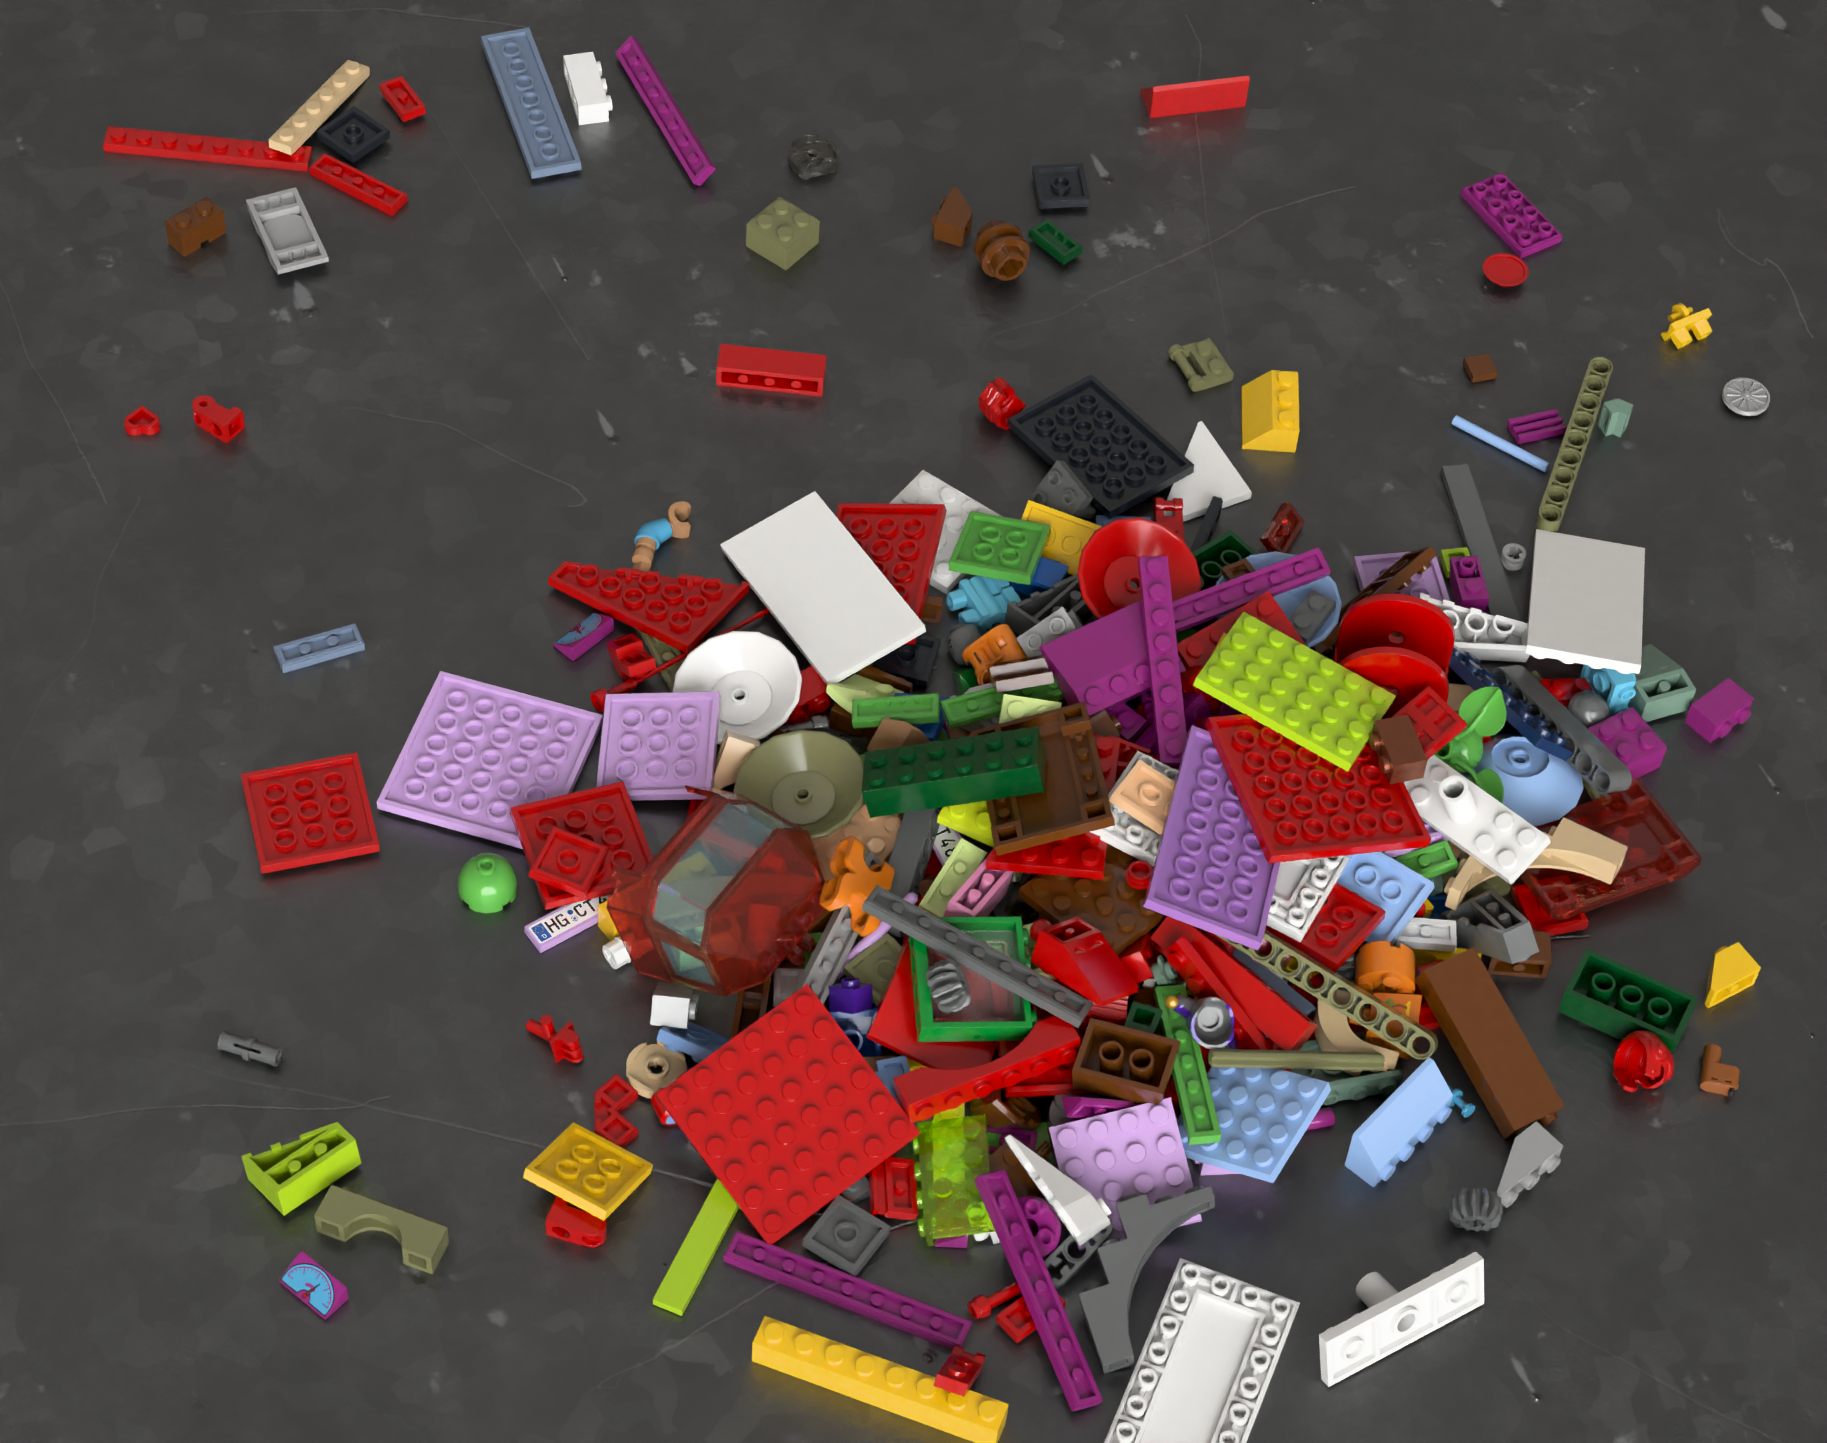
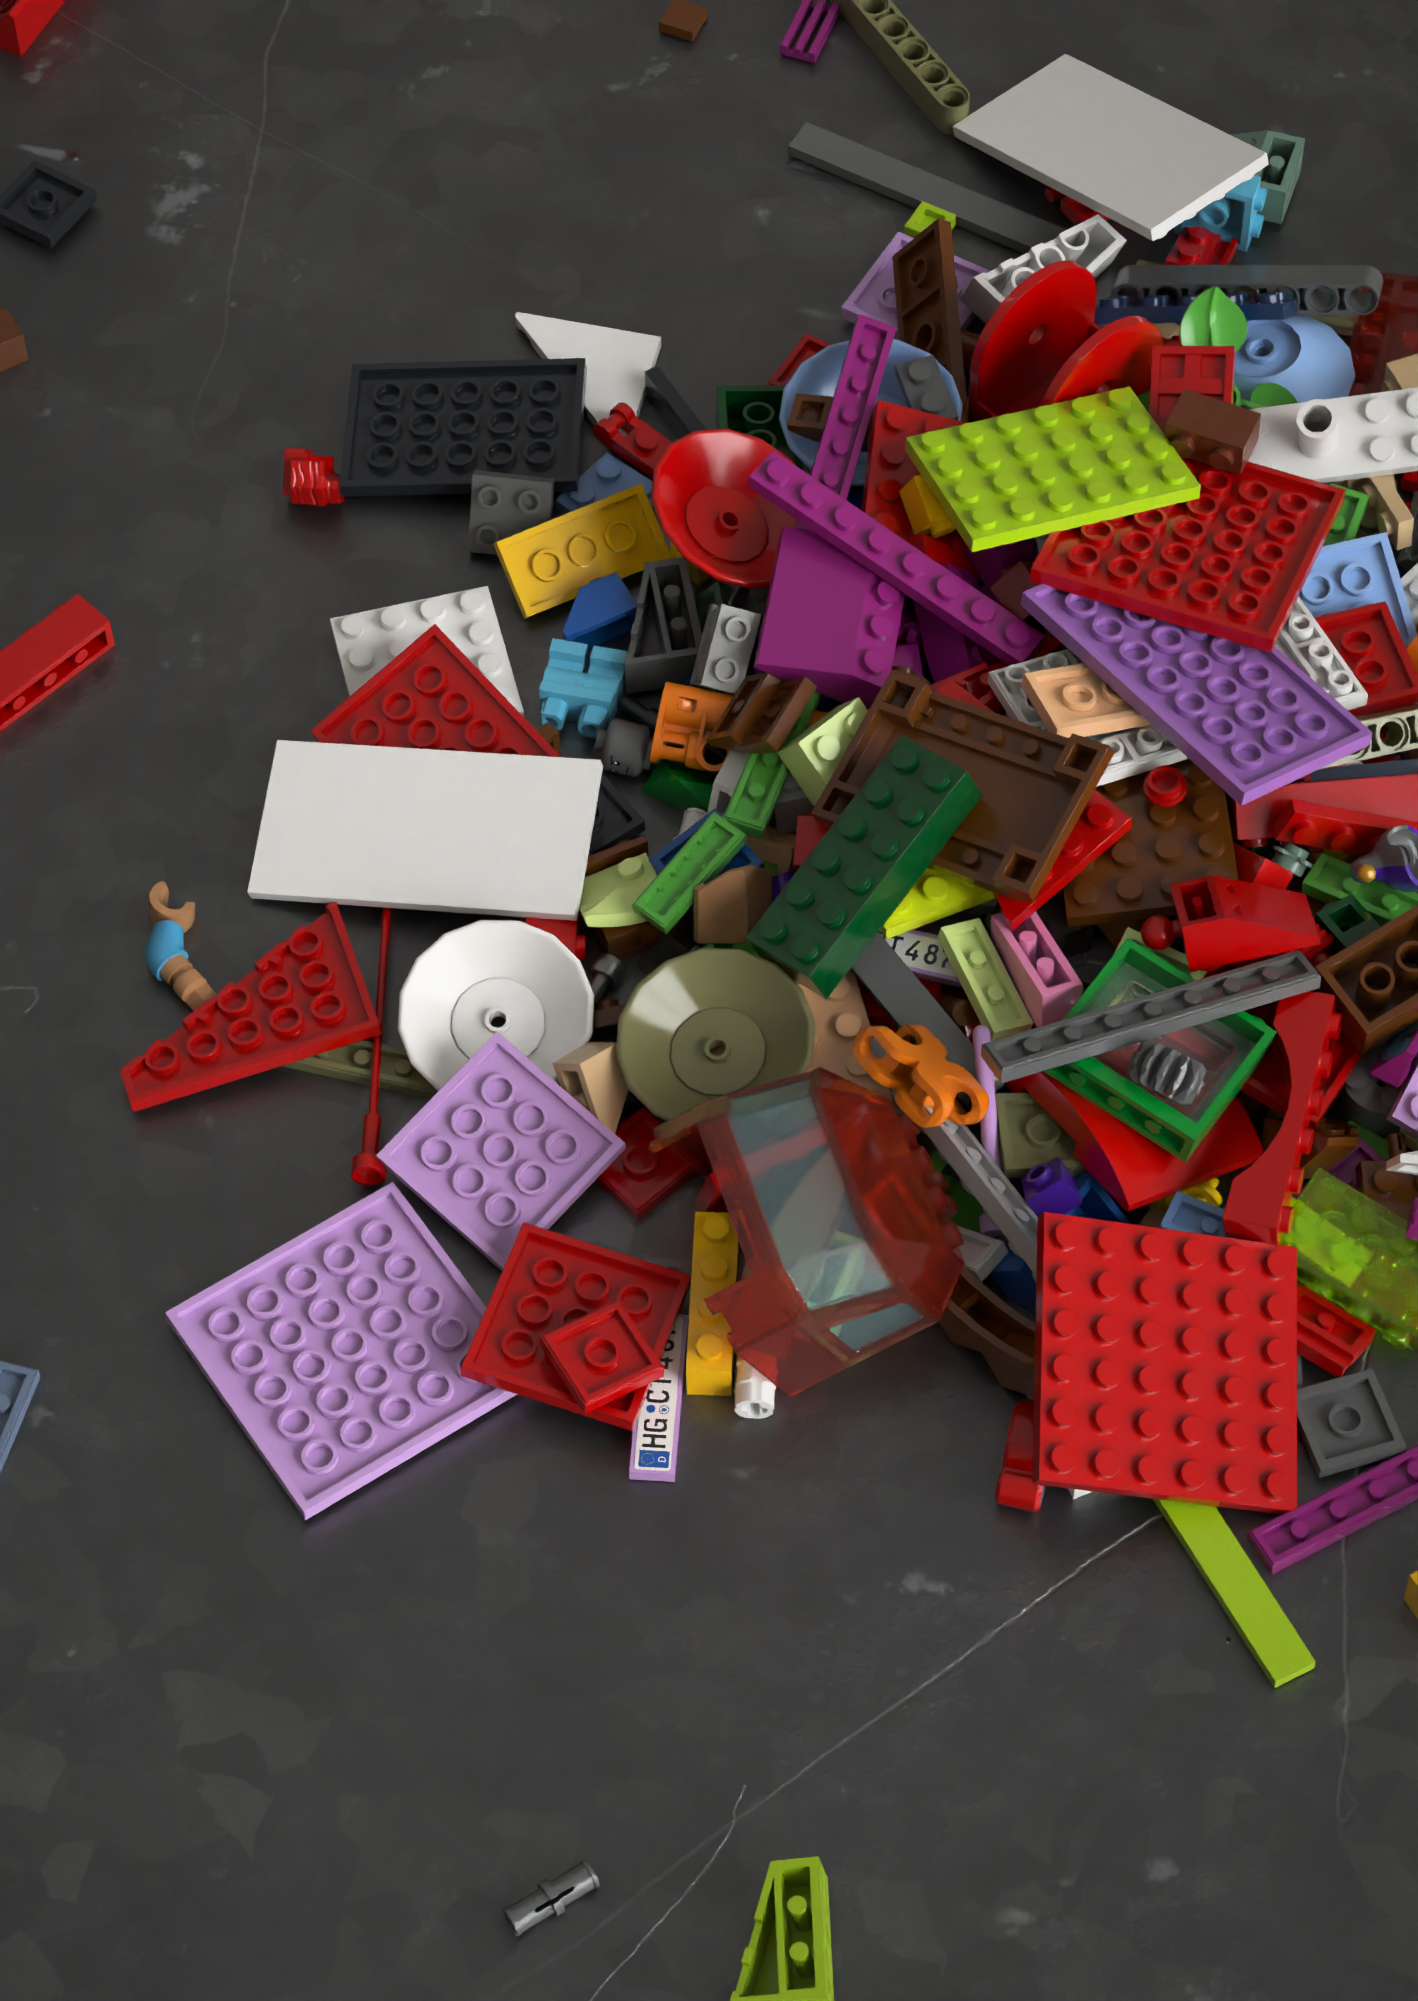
camera: 45 degrees left, 5 degrees up
(309, 812) = (248, 1600): red plate -> none
(347, 1214) = (997, 1884): olive arch -> none
(487, 882) = (528, 1471): bright green cylinder -> none
(563, 1043) = (846, 1536): red arm -> none
(575, 1225) = (1106, 1698): red leg -> none
(585, 635) = (245, 1124): magenta slope -> none
(588, 1171) = (1053, 1631): yellow plate -> none
(608, 1104) = (988, 1568): red tile -> none
(629, 657) = (334, 1098): red brick -> none
(643, 1057) = (949, 1490): tan plate -> none
(673, 1005) = (895, 1385): brick -> none
(694, 1040) = (960, 1396): medium blue plate -> none
(999, 548) = (534, 617): bright green plate -> none
(1001, 250) = (92, 320): reddish brown piece -> none
(1055, 241) = (119, 265): dark green plate -> none
(1206, 359) = (432, 256): olive plate -> none
(1271, 412) = (568, 240): yellow slope -> none
(1282, 529) = (741, 346): clear red plate -> none
(1468, 583) = (981, 235): magenta slope -> none
(1500, 443) = (802, 75): light blue bar -> none
(1515, 550) = (968, 164): light grey bush -> none
(1589, 708) = (1241, 246): dark grey piece -> none
(1631, 741) = (1309, 240): magenta brick -> none
(1719, 710) = (1332, 144): magenta brick -> none

